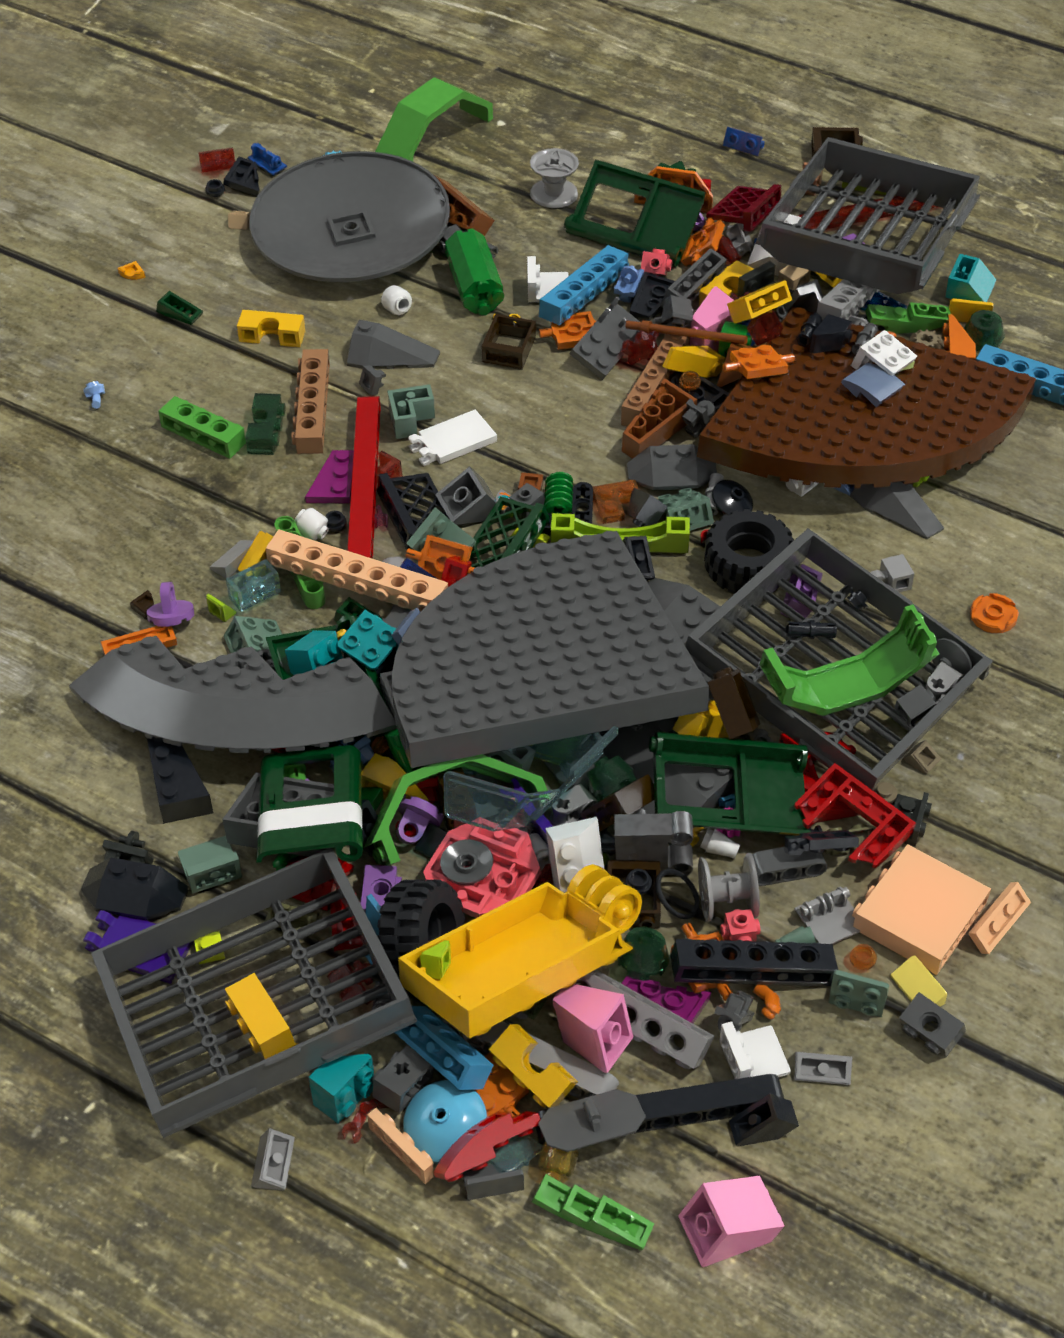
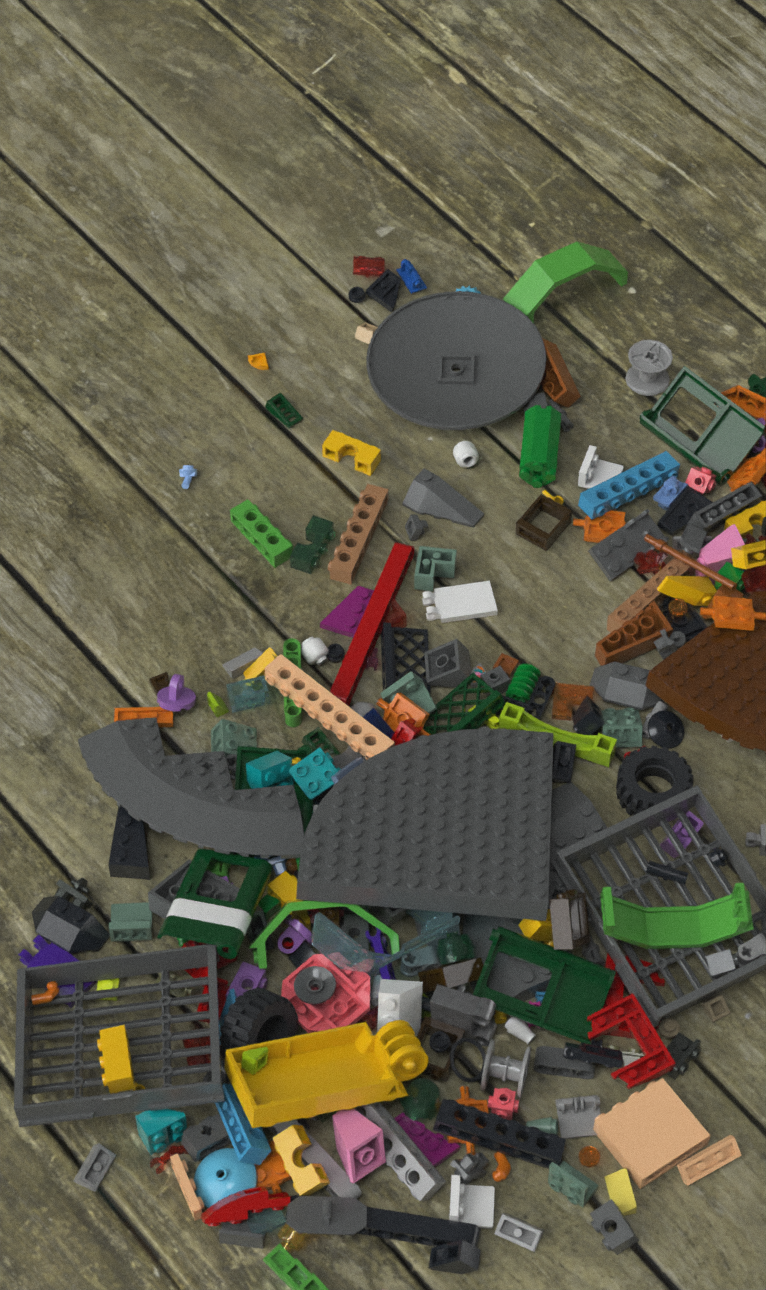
camera: 20 degrees right, 5 degrees up
(139, 975) = (46, 997): none -> orange arm

